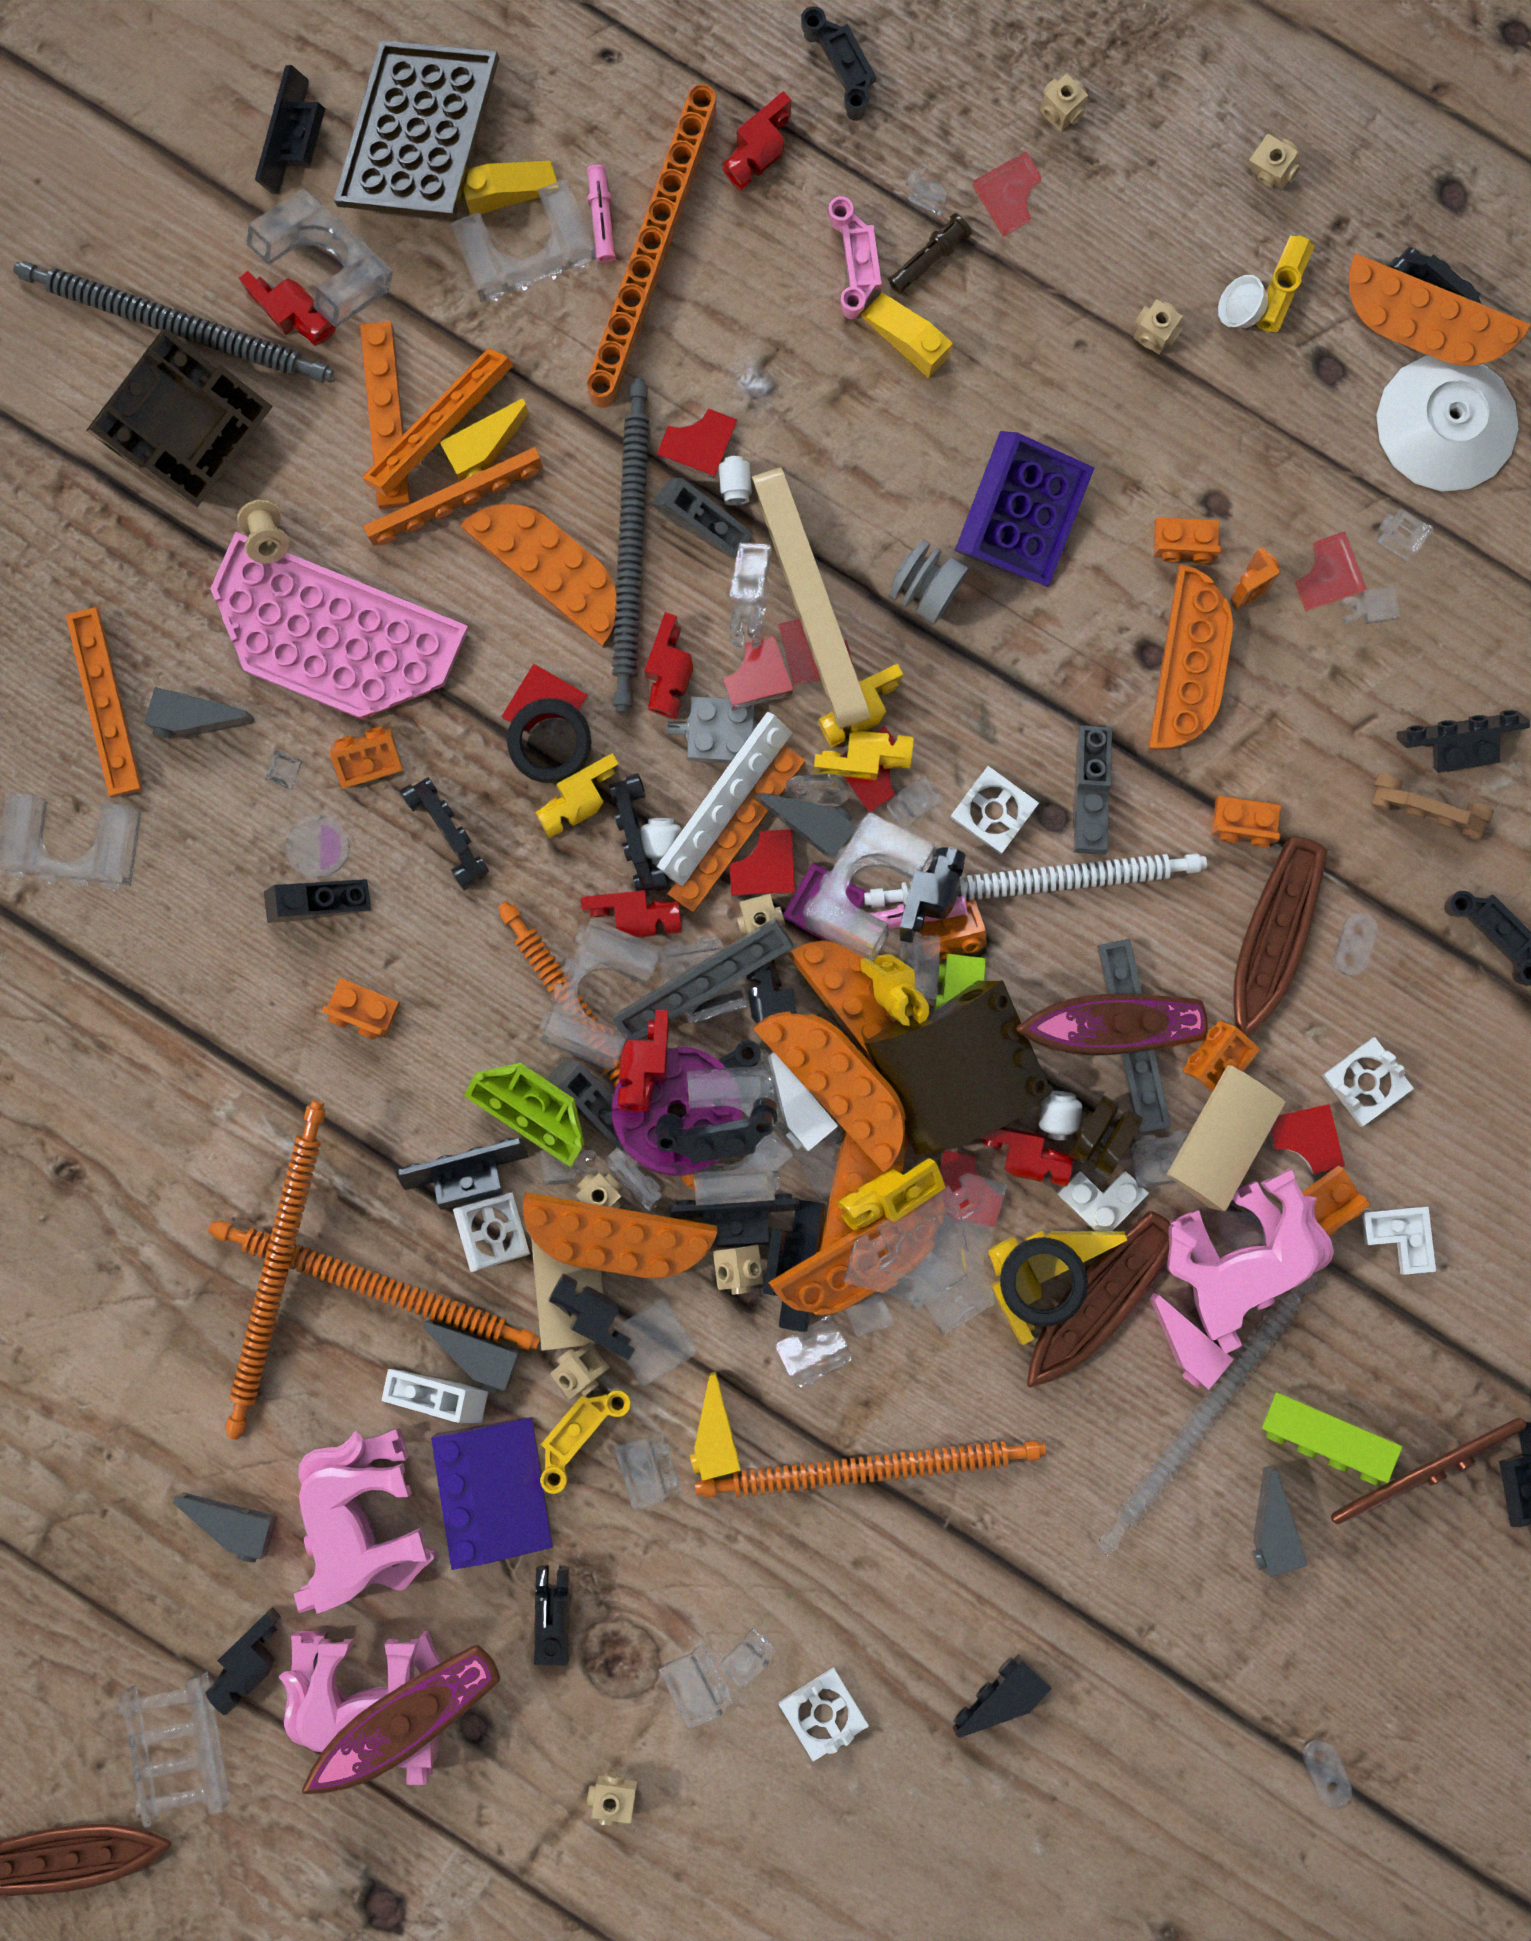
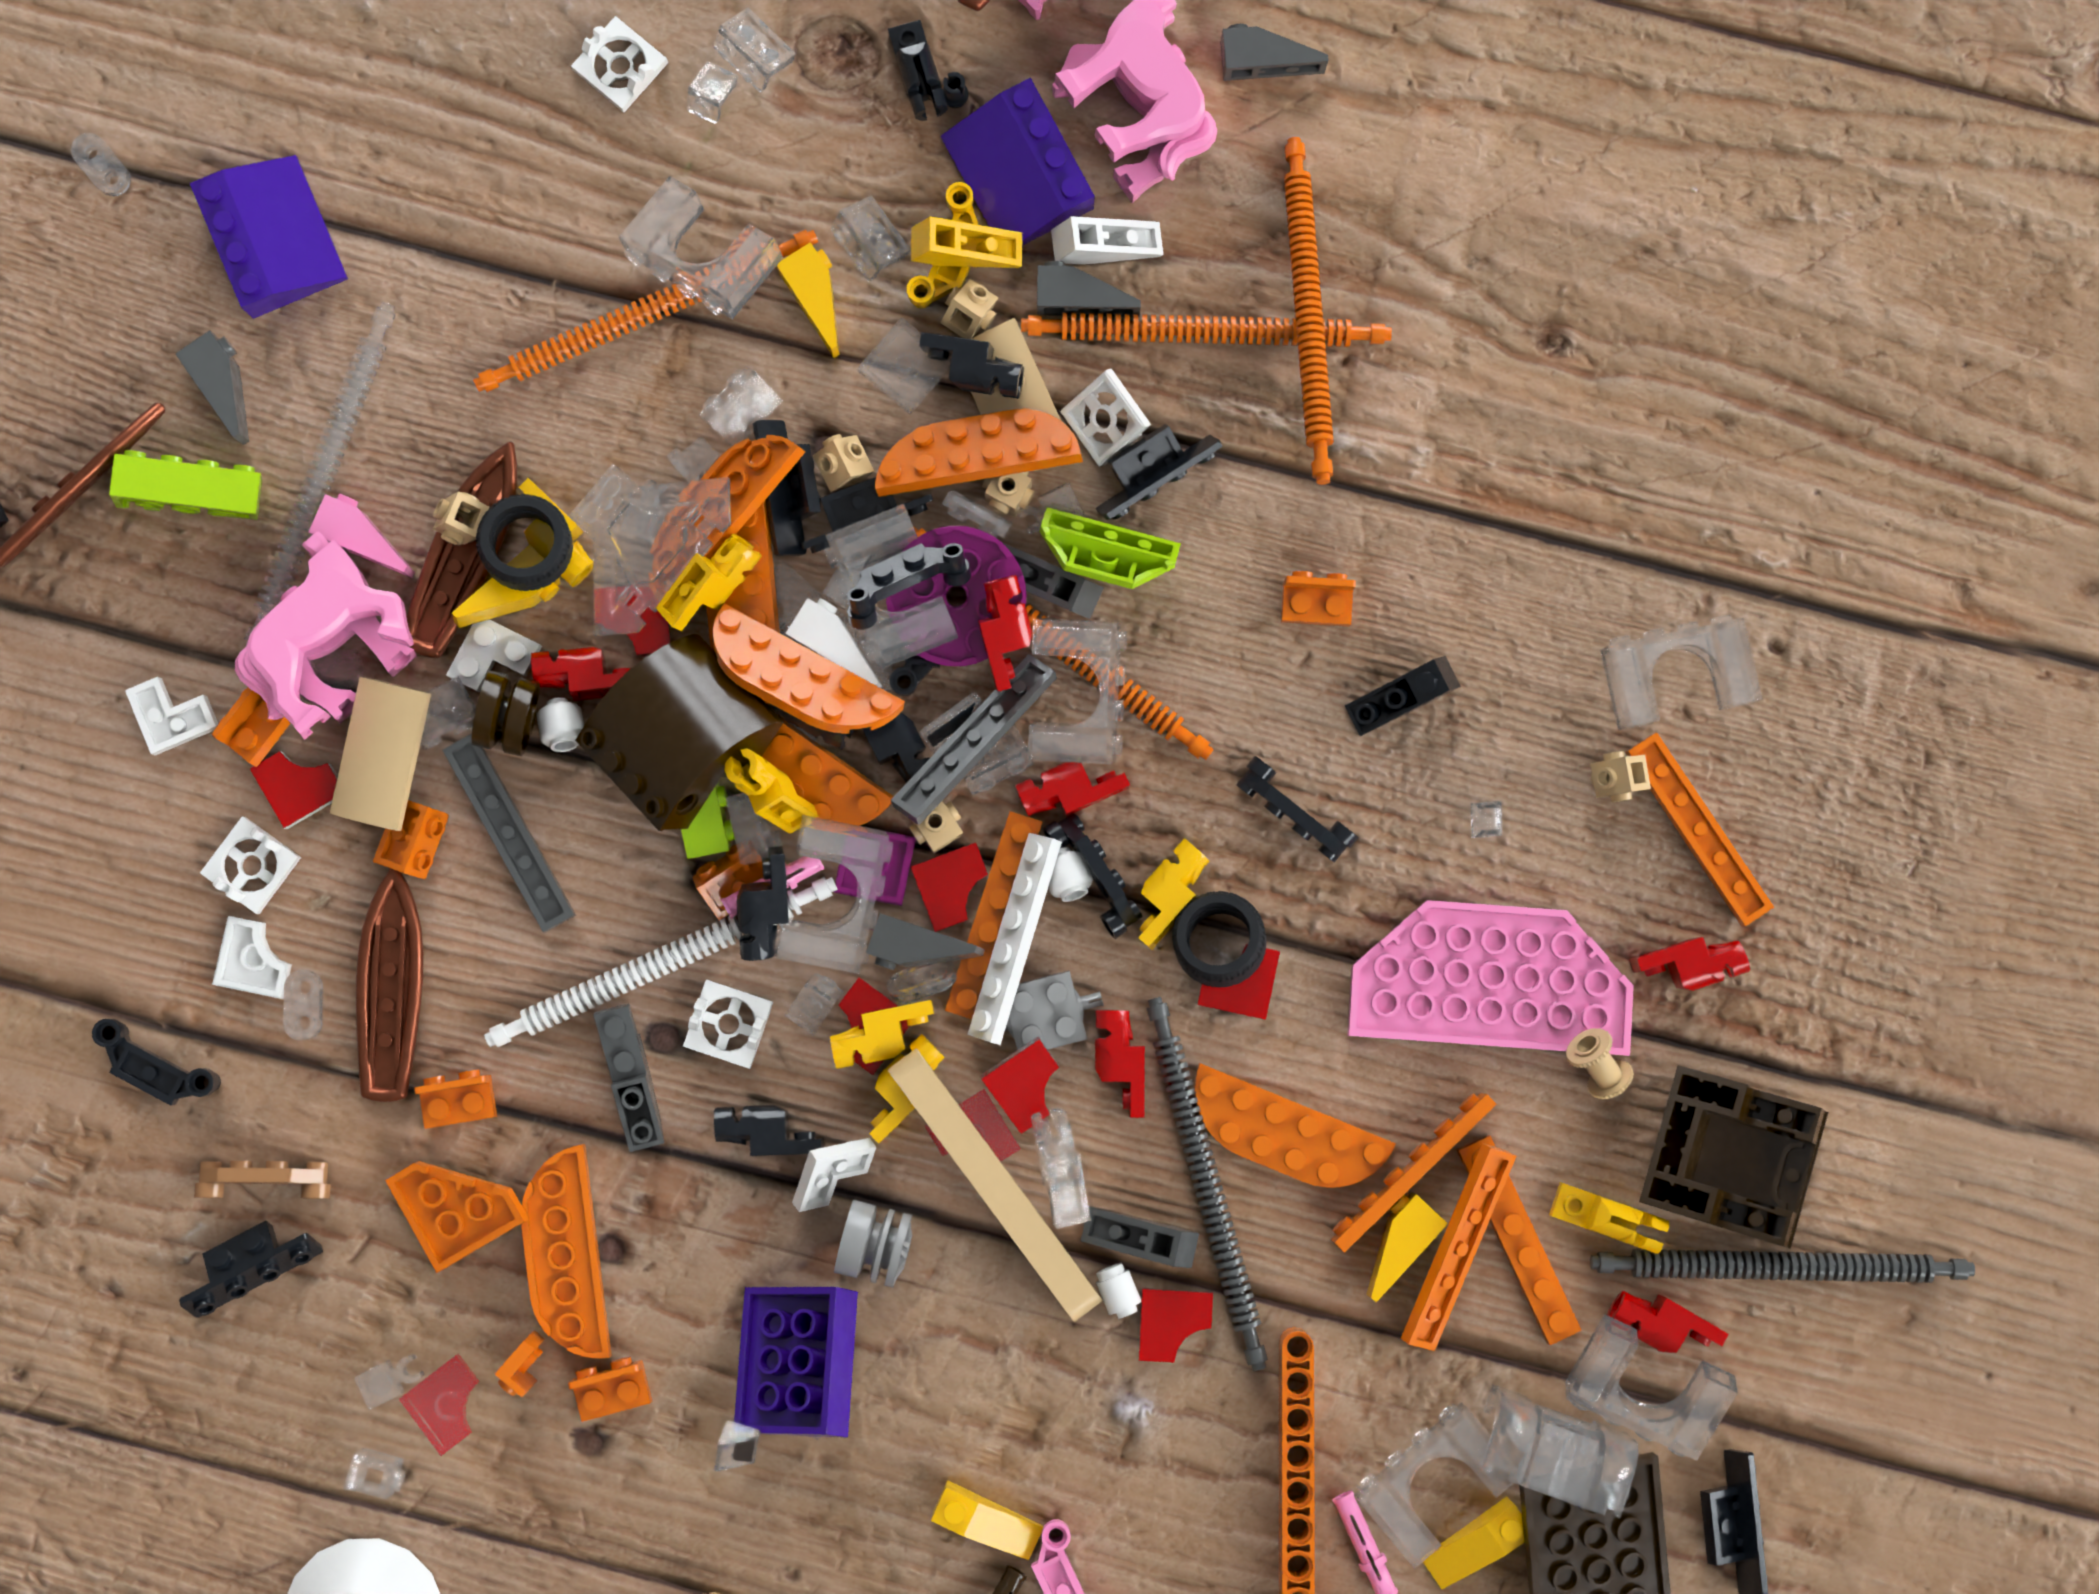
camera: 160 degrees right, 0 degrees up
(152, 592) = (1693, 964): none -> red plate
(154, 767) = (1620, 776): none -> tan brick
(186, 715) = (1614, 841): dark grey slope -> none
(304, 406) = (1606, 1217): none -> yellow plate
(317, 846) = (1423, 753): clear tile -> none
(365, 757) = (1406, 861): orange bracket -> none
(414, 224) = (1560, 1453): none -> clear piece
(525, 1576) = (955, 90): none -> black pin
(563, 1430) = (964, 244): none -> yellow slope
(795, 1465) = (720, 284): none -> clear arch
(945, 658) = (827, 1166): none -> white plate
(989, 706) = (765, 1129): none -> black plate
(1008, 1697) = (439, 136): black slope -> none
(1086, 1329) = (466, 509): none -> tan brick
(1095, 456) = (736, 1446): none -> clear slope
(1117, 1024) = (528, 833): copper piece -> none
(1191, 1655) = (268, 233): none -> dark purple slope
(1276, 726) = (453, 1211): none -> orange plate
(1392, 998) = (248, 962): none -> white tile

